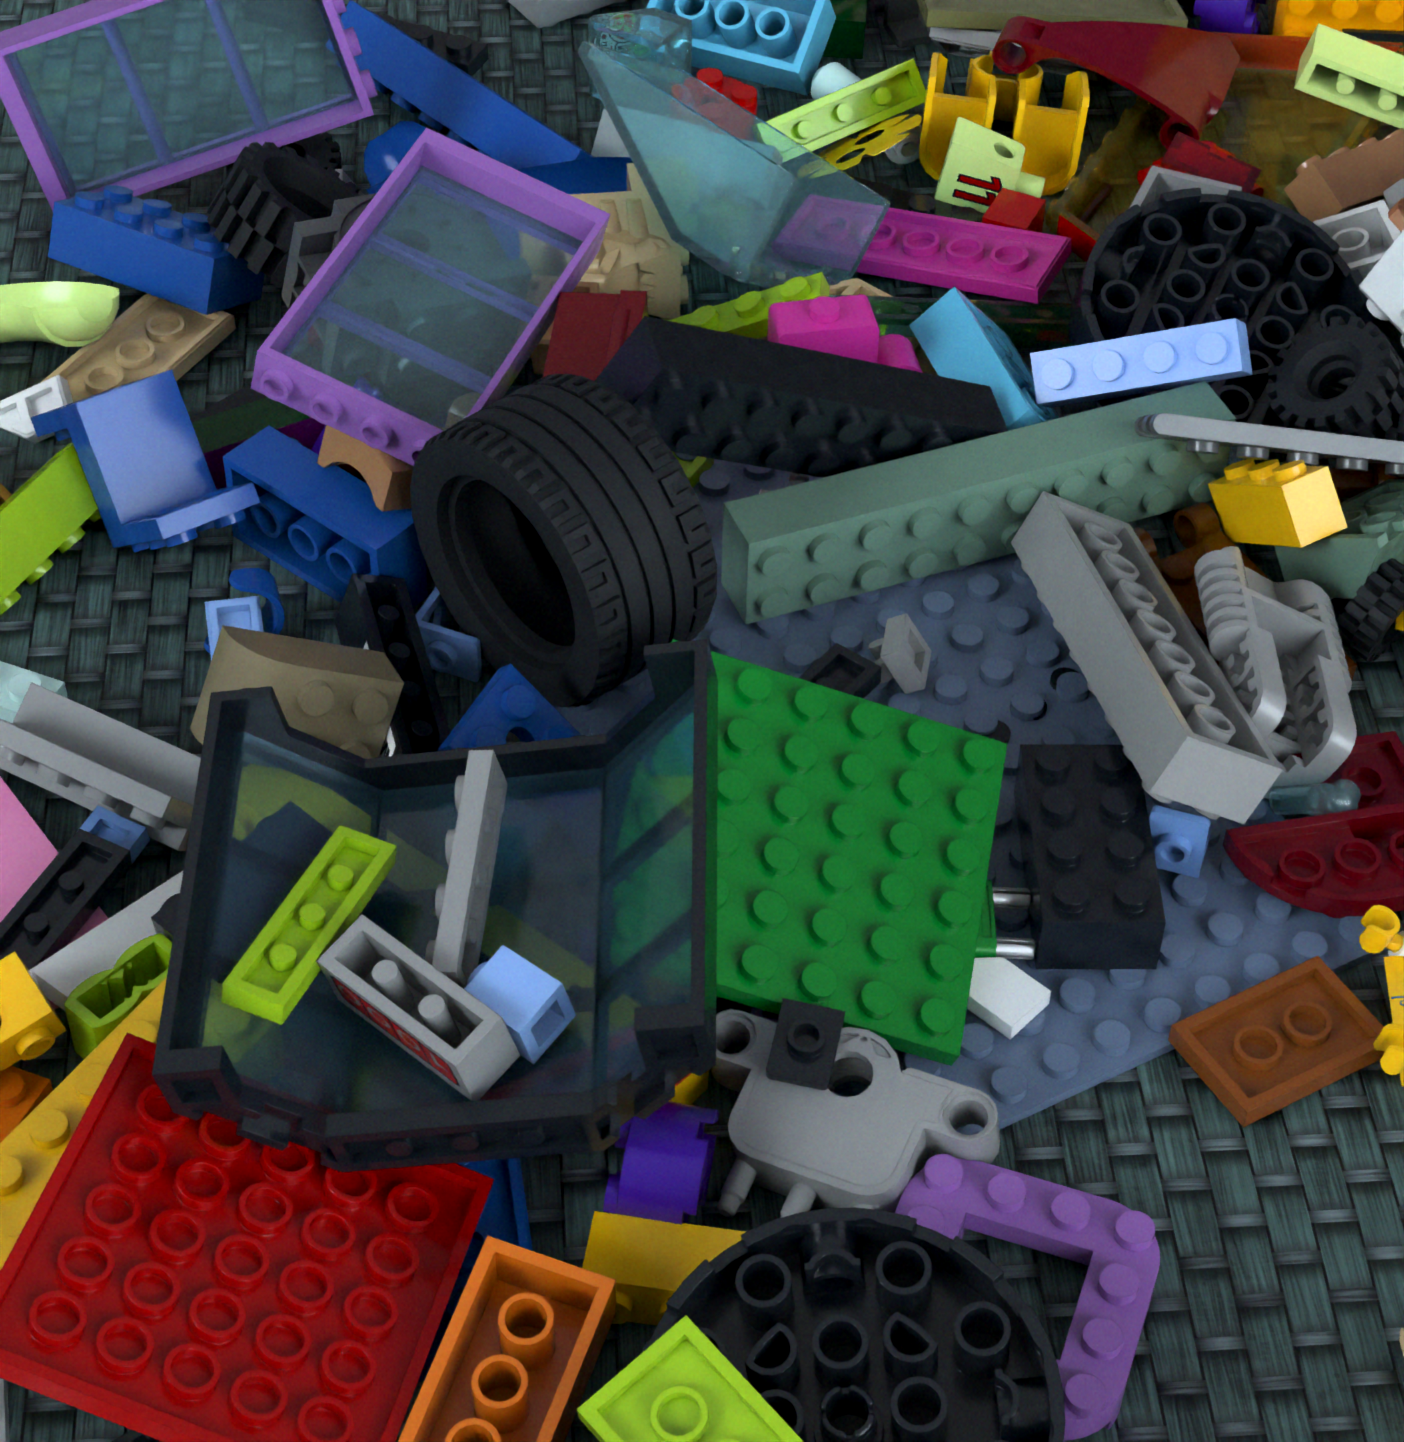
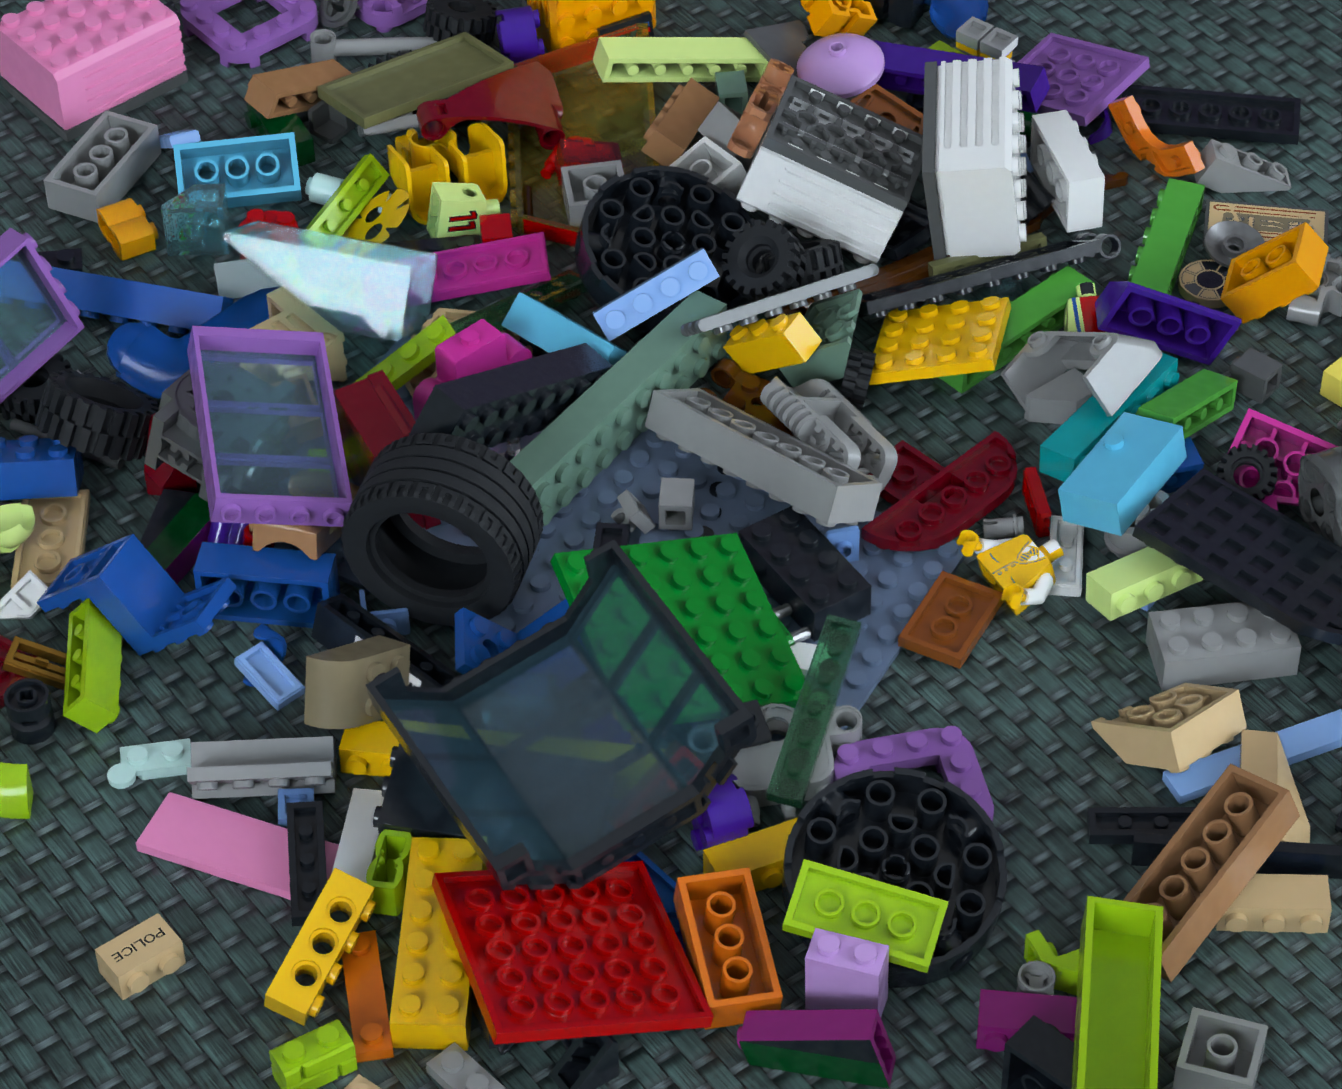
camera: 30 degrees left, 0 degrees up
(308, 921) = (493, 775): lime plate -> none
(419, 1008) = (577, 788): light grey brick -> none
(471, 858) = (556, 727): light grey plate -> none
(526, 999) = (621, 763): light blue brick -> none
(555, 42) = (127, 228): none -> light orange brick
(916, 1075) = (813, 711): none -> clear green plate
(974, 669) = (676, 503): none -> light grey brick
(1315, 798) = (895, 491): clear light blue arm -> none

